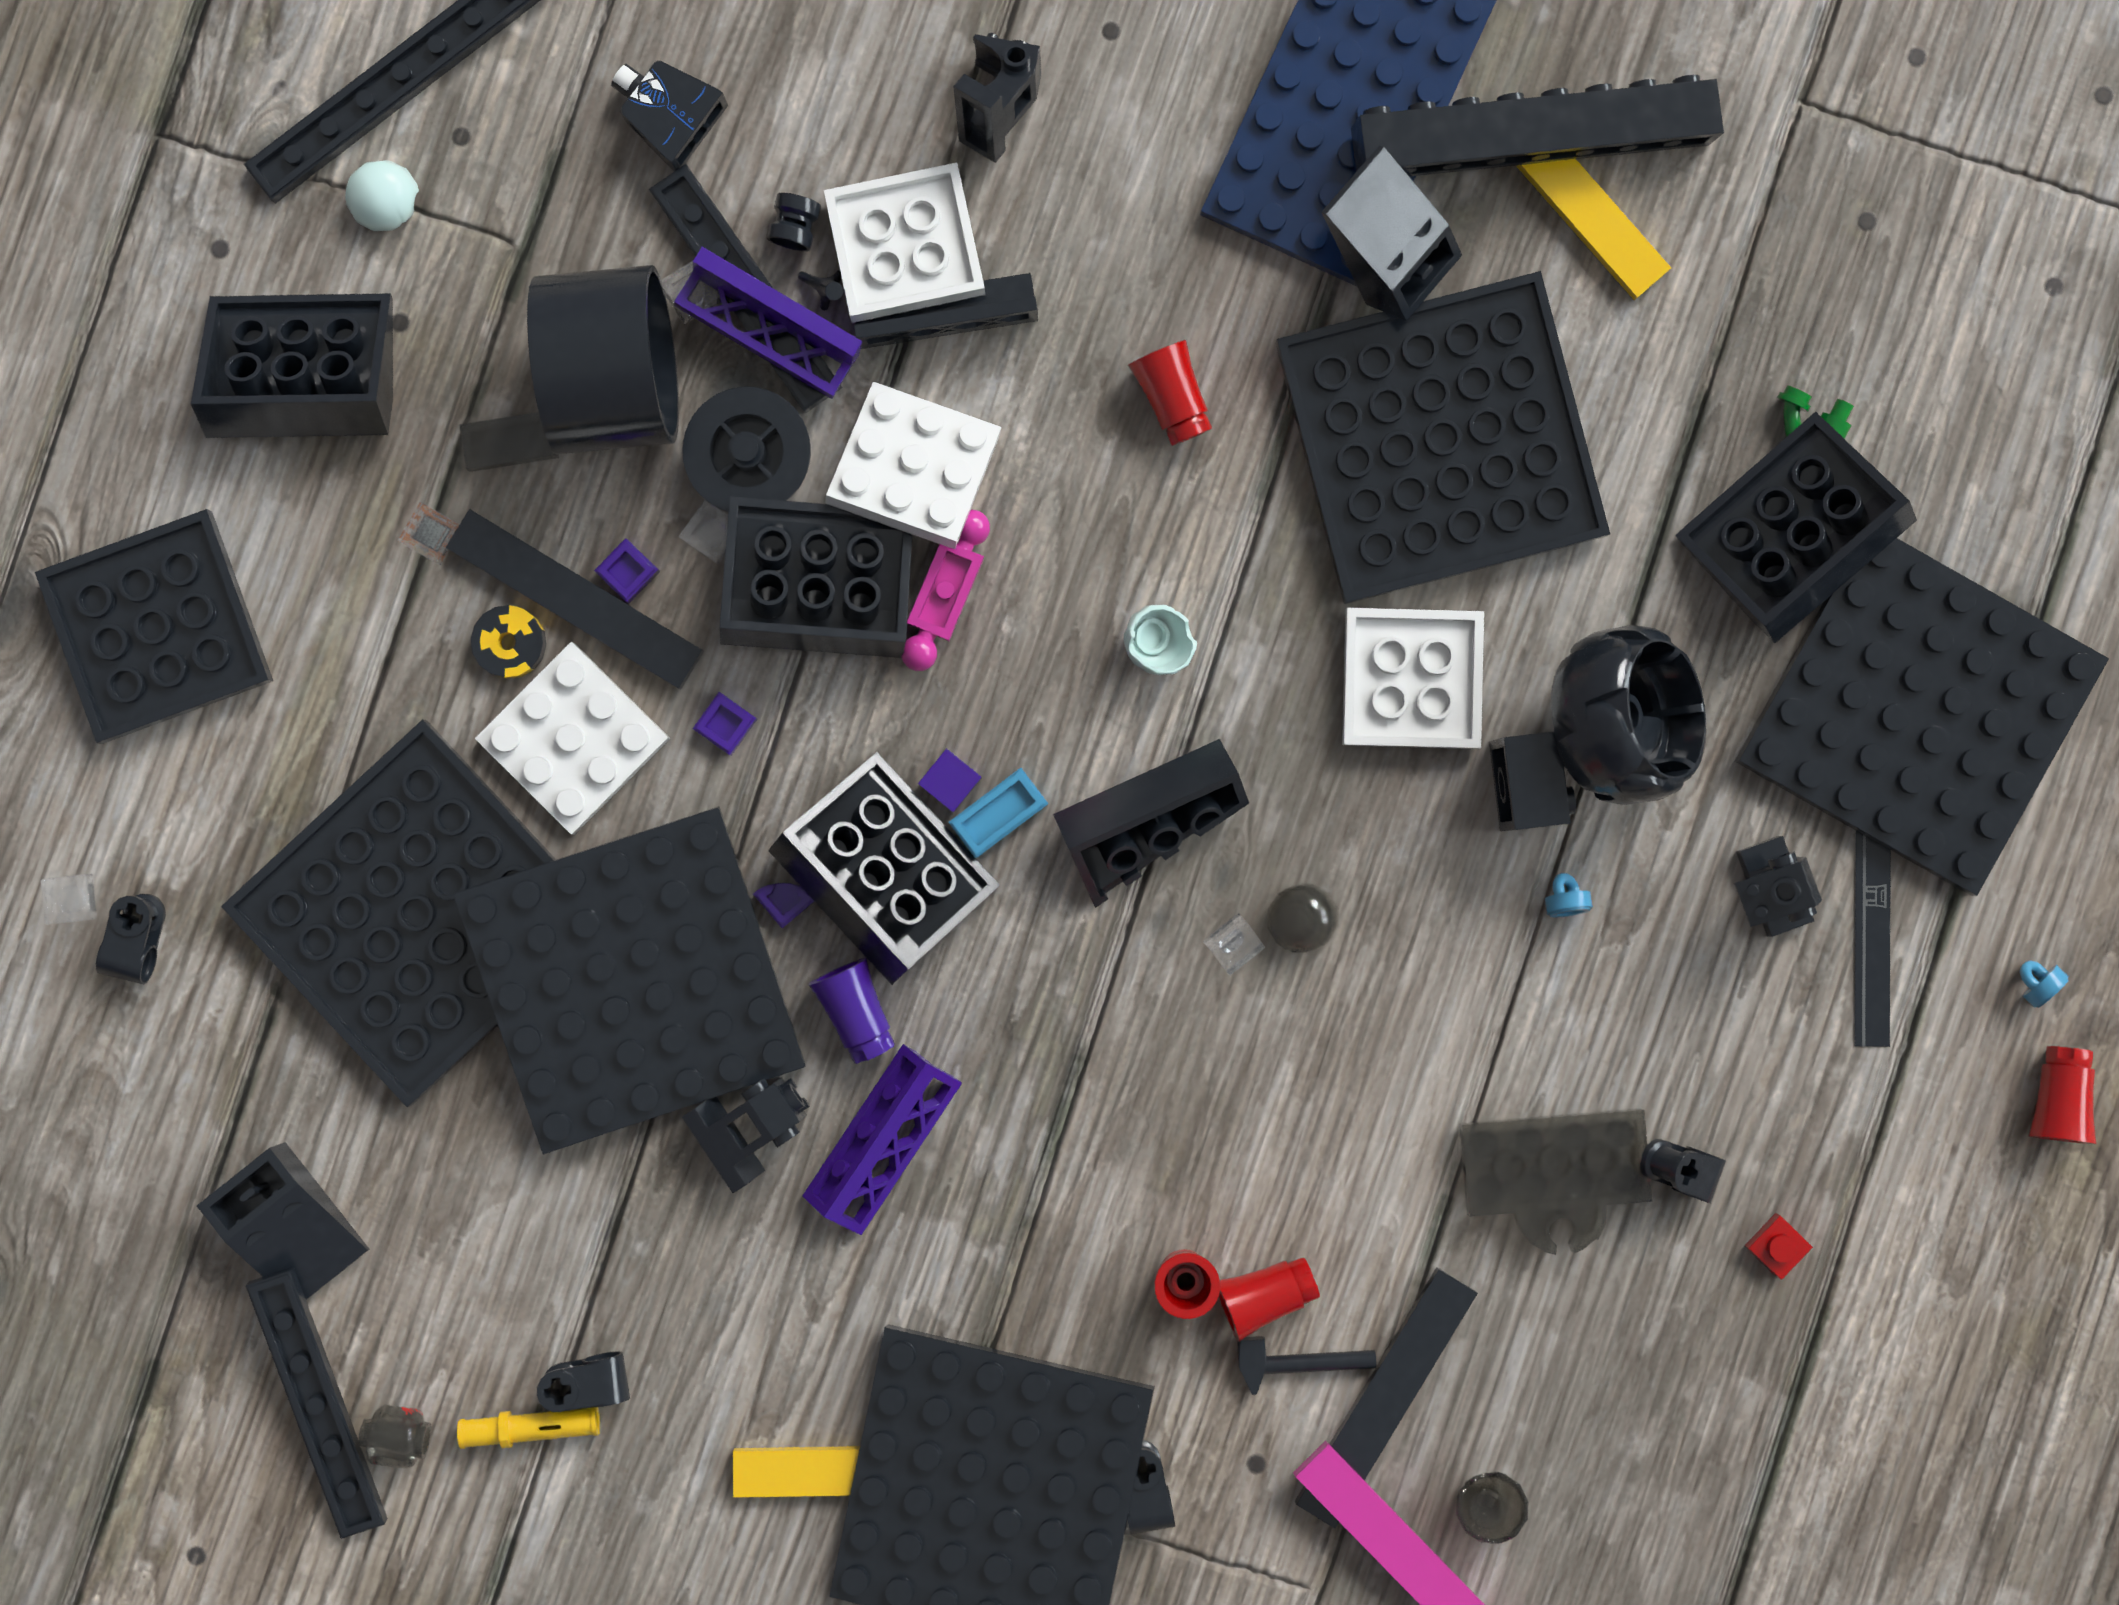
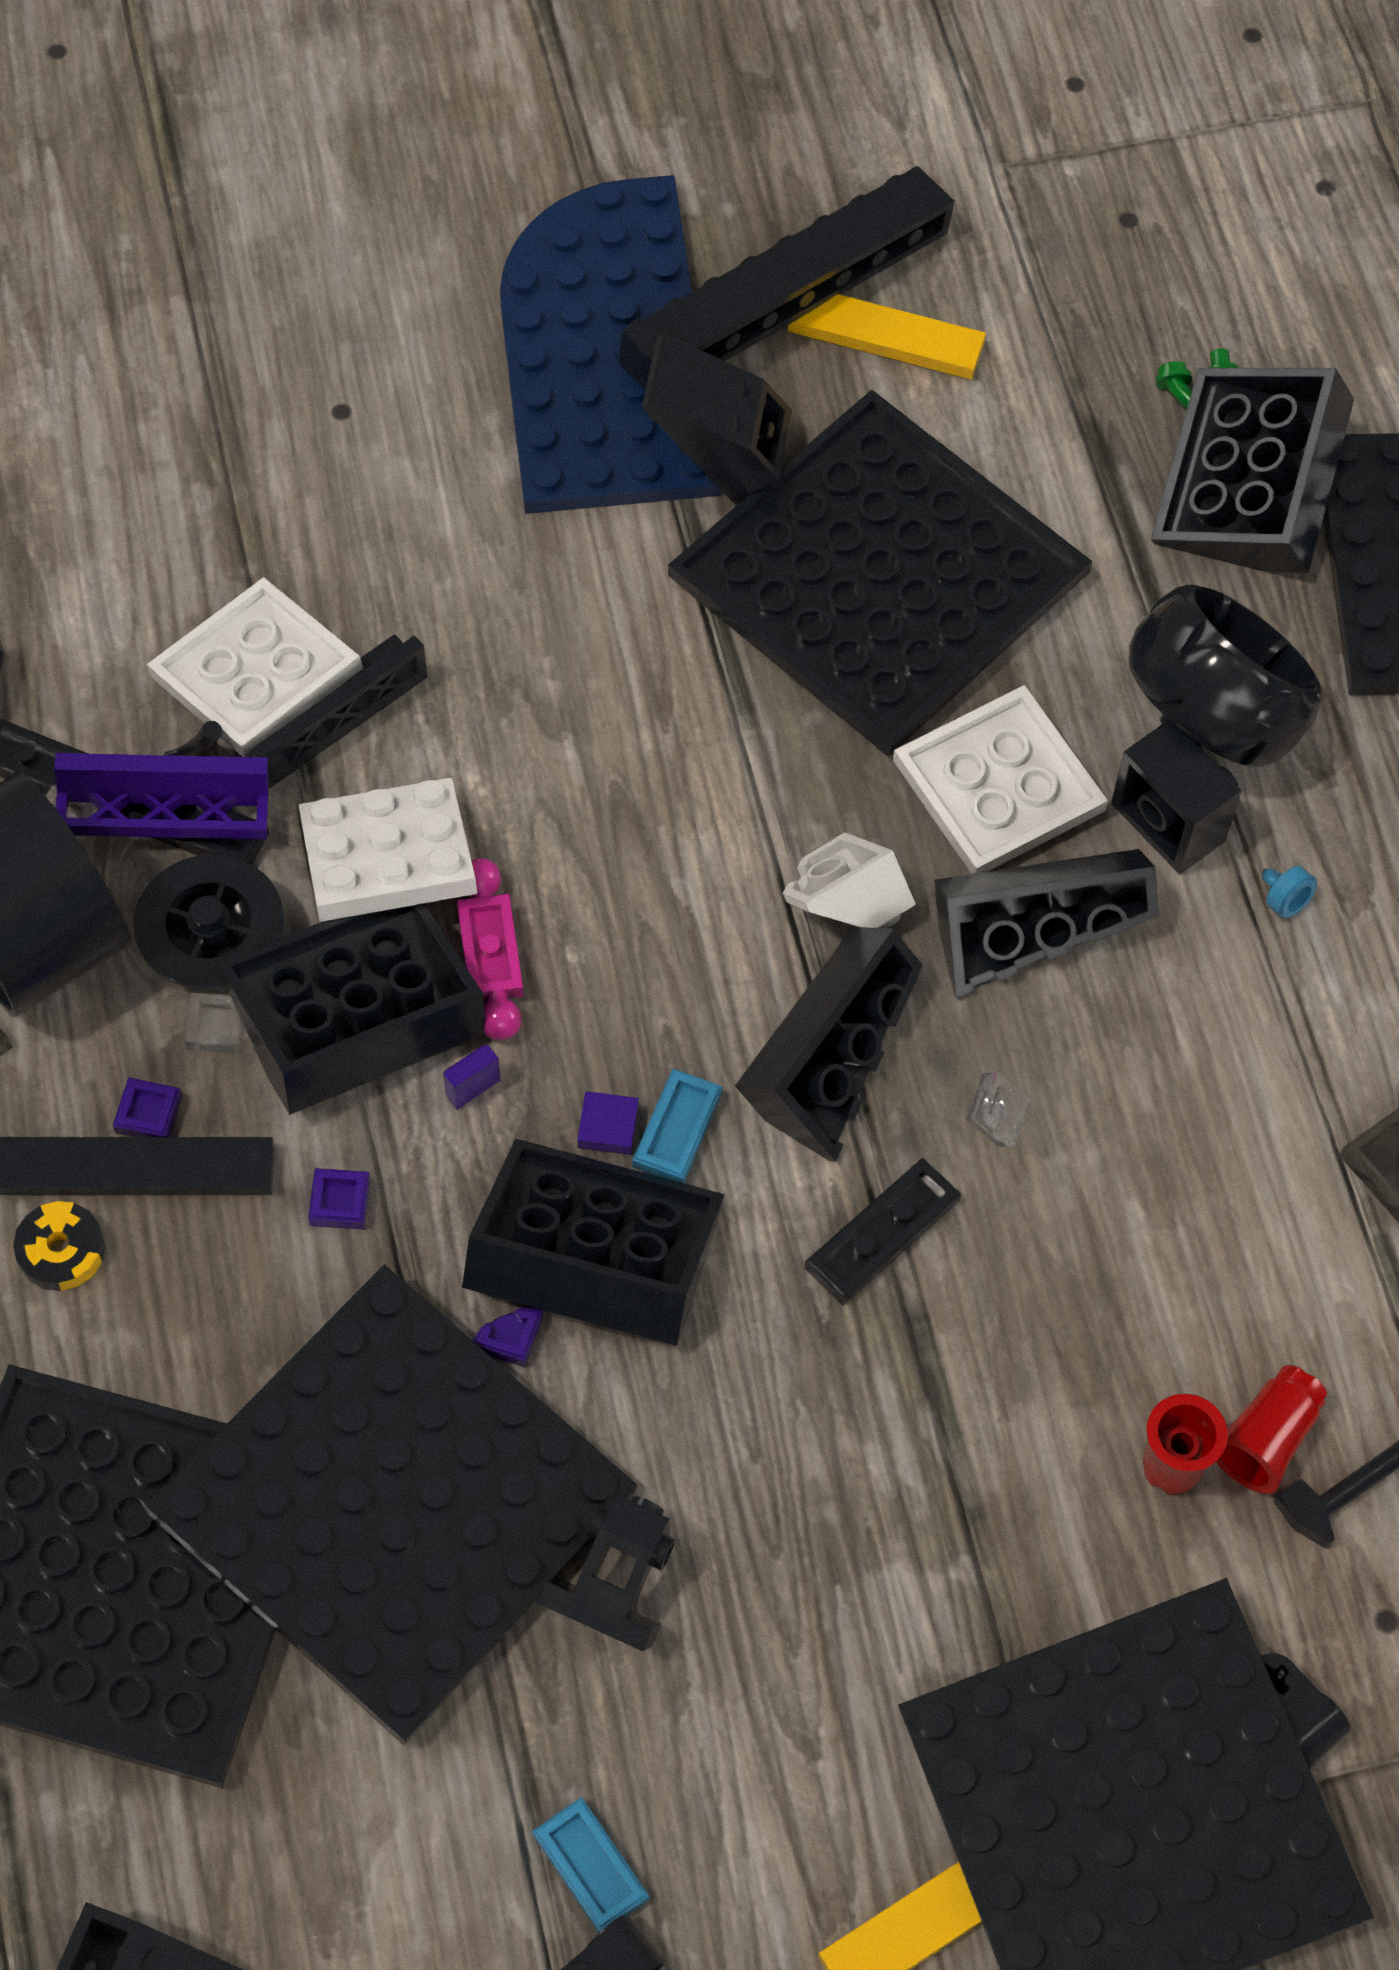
camera: 30 degrees left, 25 degrees down
(572, 738) = (183, 1302): white plate -> none
(621, 1303) = (590, 1865): none -> dark azure tile
(793, 221) = (131, 700): black wheel -> none
(854, 1010) = (653, 1391): dark purple plant -> none
(870, 688) = (471, 1076): none -> dark purple tile
(874, 1137) = (757, 1507): dark purple fence -> none
(1002, 101) = (266, 480): black tile -> none
(1094, 981) = (882, 1231): none -> black tile
(1159, 640) = (732, 875): light aqua hair -> none
(1173, 391) = (598, 657): red plant -> none
(1236, 700) = (851, 883): none -> white slope
(1303, 918) = (1048, 1051): clear smoke hair -> none
(1370, 808) = (1038, 911): none -> black wedge

